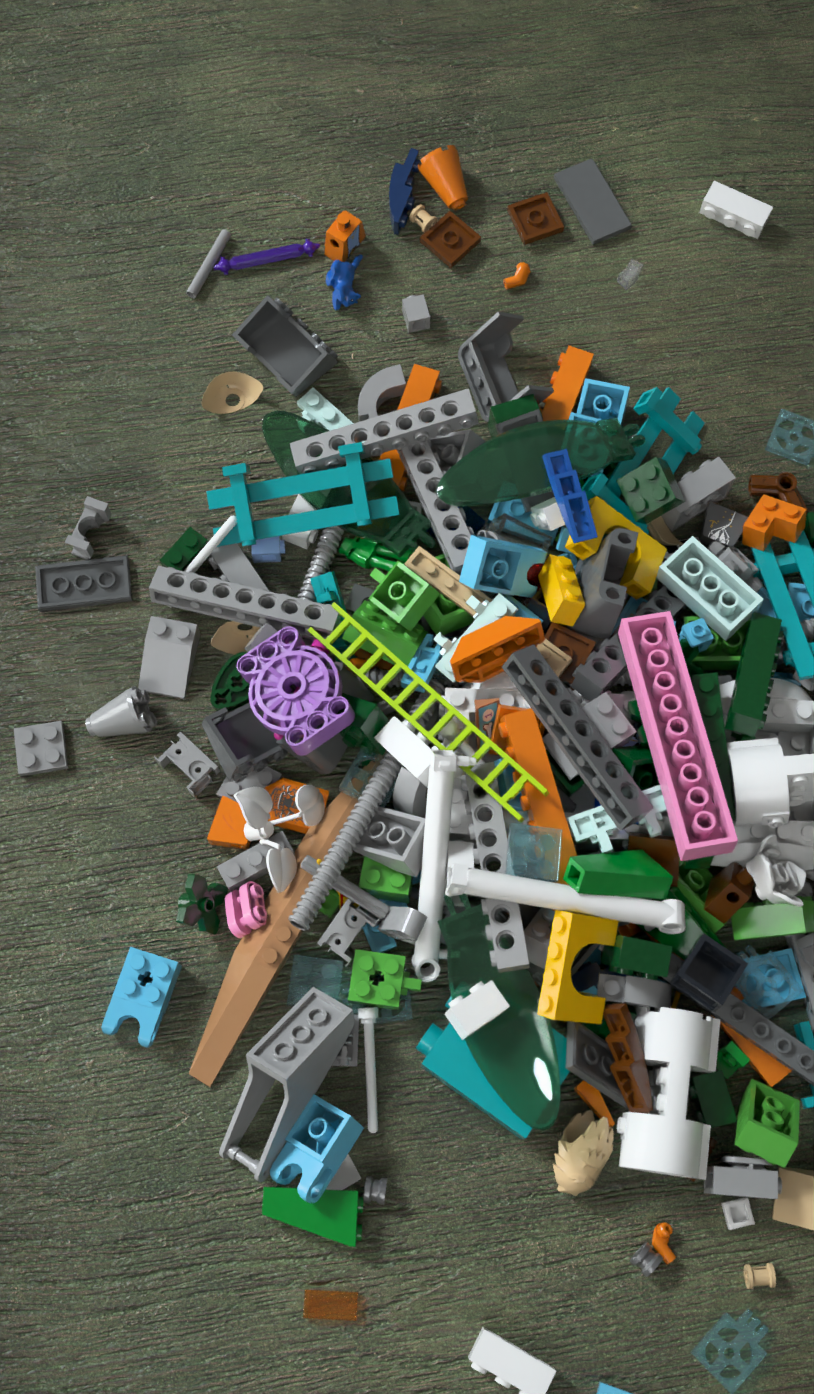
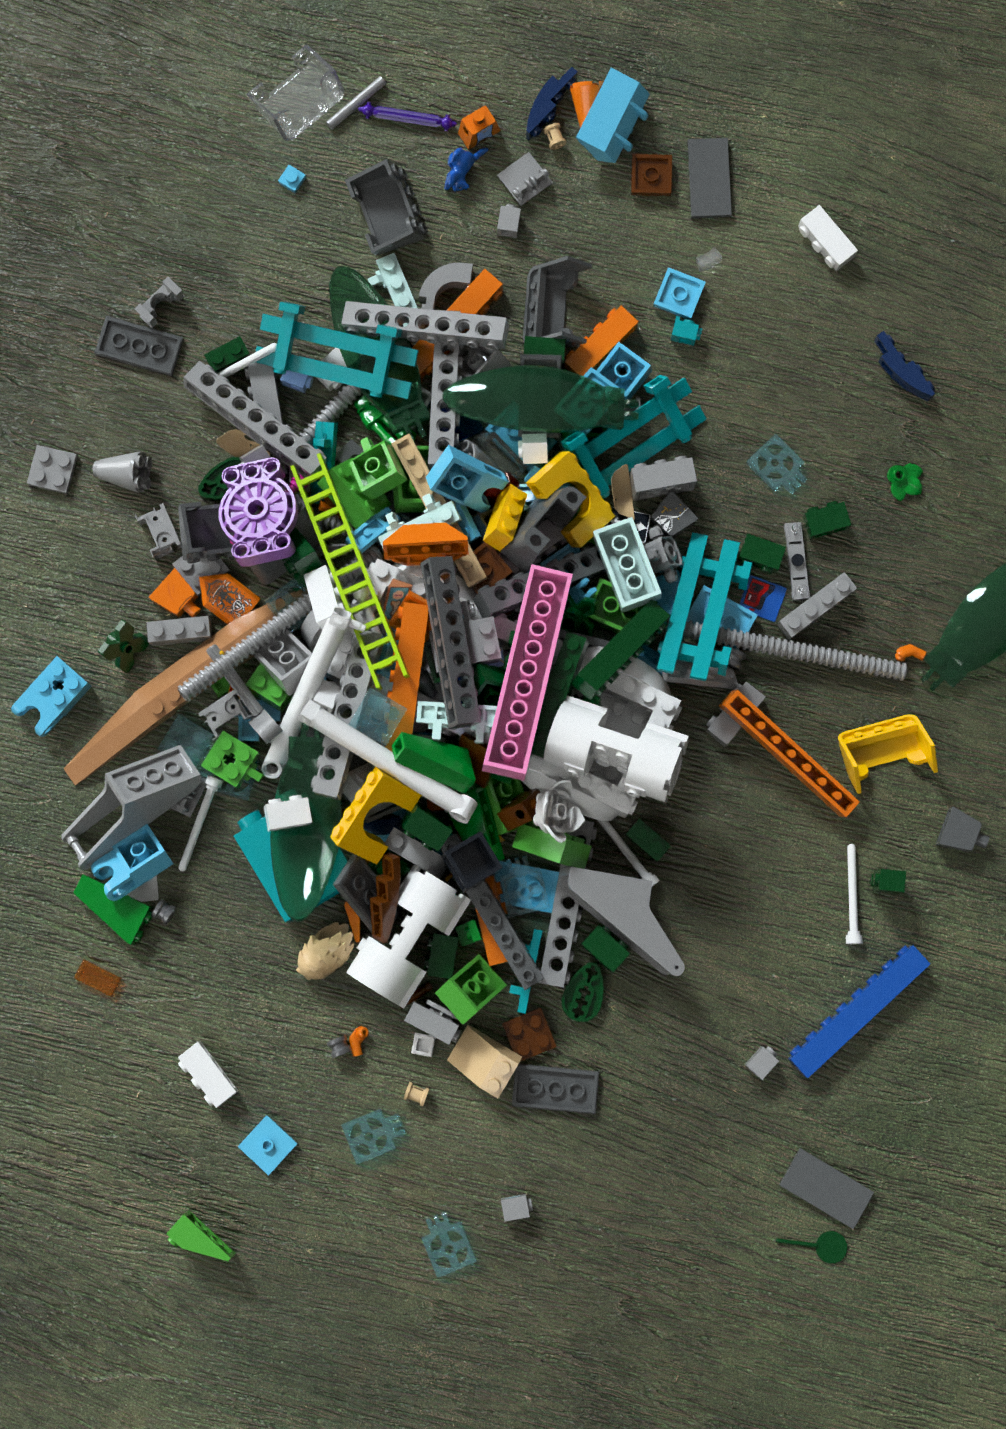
camera: 25 degrees right, 10 degrees up
(152, 276) = (301, 96): none -> clear windscreen
(168, 657) = (180, 437): light grey slope -> none
(175, 358) = (292, 179): none -> medium azure plate
(239, 383) = (311, 226): tan piece -> none
(245, 909) = (155, 664): bright pink brick -> none
(255, 807) = (187, 592): white plant -> none
(412, 269) = (525, 178): none -> light grey hinge
(450, 239) = (569, 165): reddish brown plate -> none
(475, 176) = (613, 117): none -> medium azure piece
(520, 277) = (613, 224): orange arm -> none
(569, 496) = (544, 444): blue slope -> none
(618, 315) = (679, 293): none -> medium azure plate
(642, 348) = (685, 332): none -> teal brick
(650, 490) = (619, 464): dark green brick -> none
(698, 634) = (598, 598): medium azure bracket -> none
(770, 486) = (741, 514): reddish brown piece -> none
(773, 518) = (714, 525): orange brick -> none

